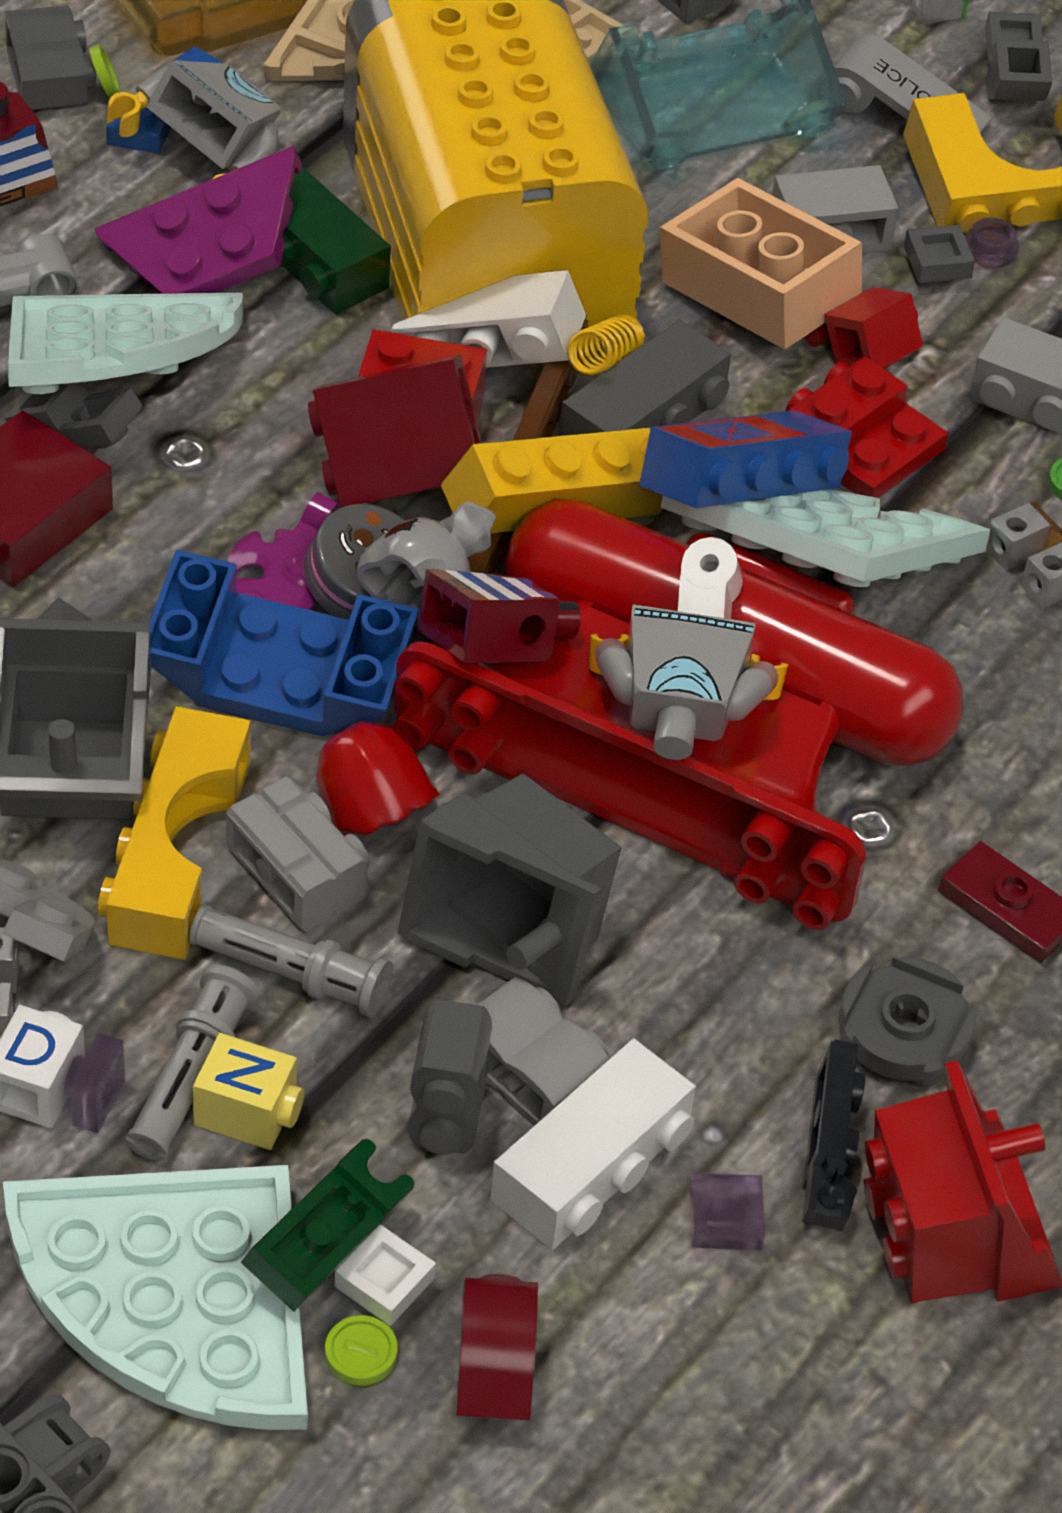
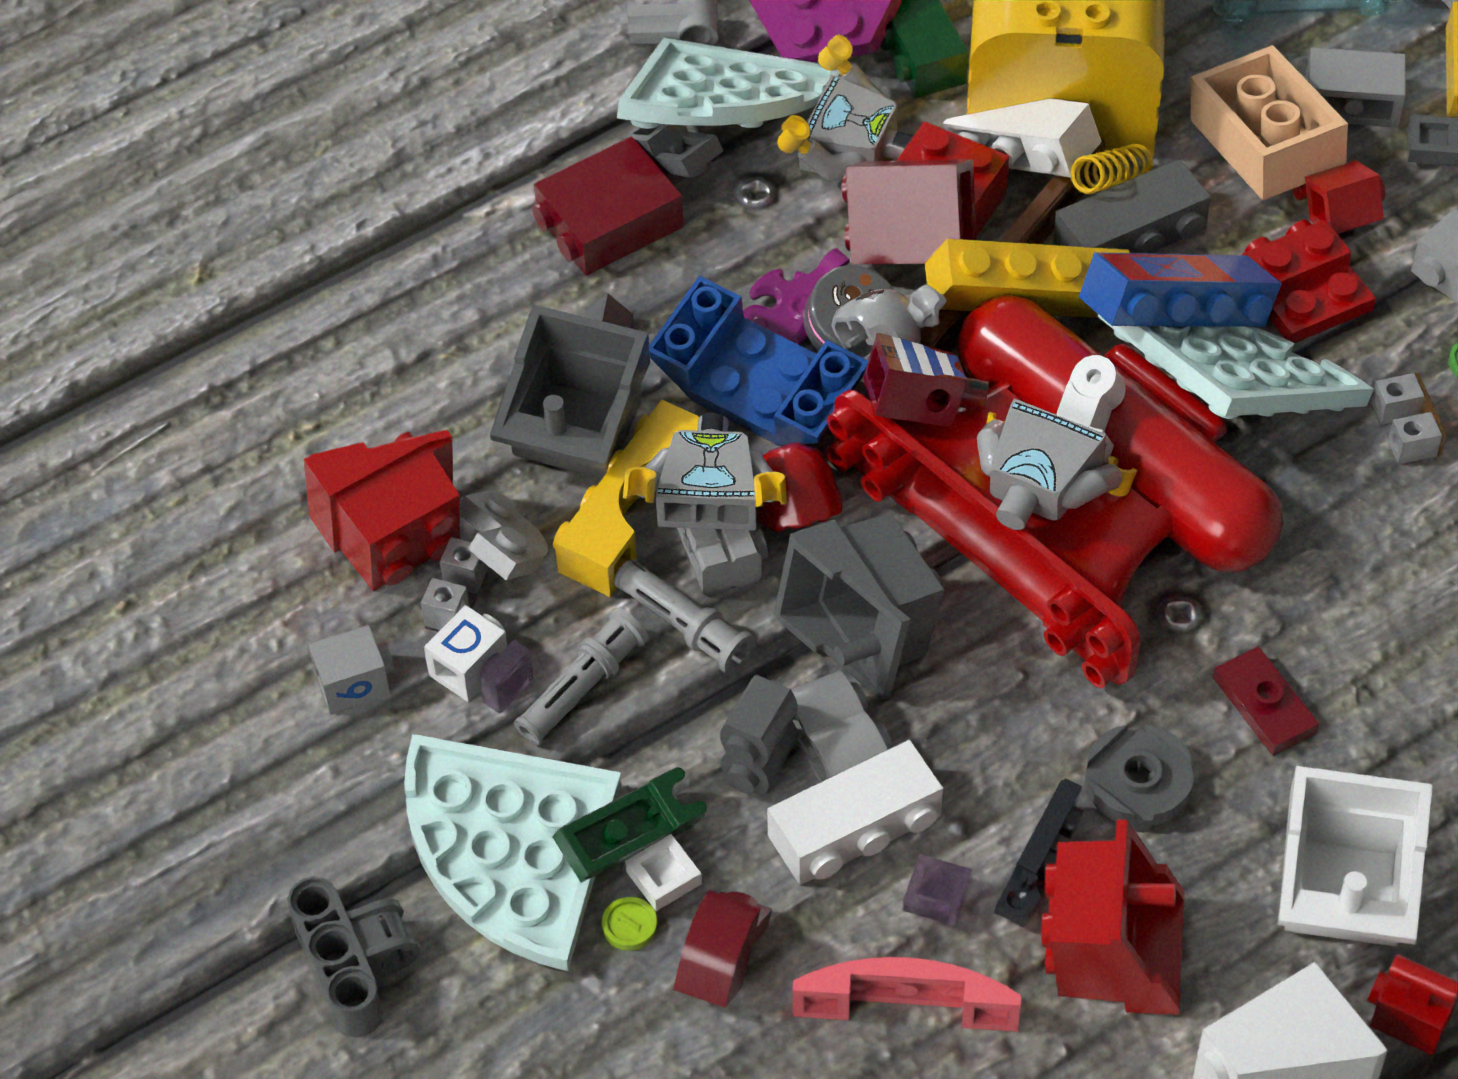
camera: 25 degrees right, 5 degrees up
(247, 1092) = (611, 709): light yellow brick -> none
(275, 350) = (848, 123): none -> torso
(283, 783) = (707, 479): none -> light grey torso
(830, 1328) = (907, 981): none -> coral slope

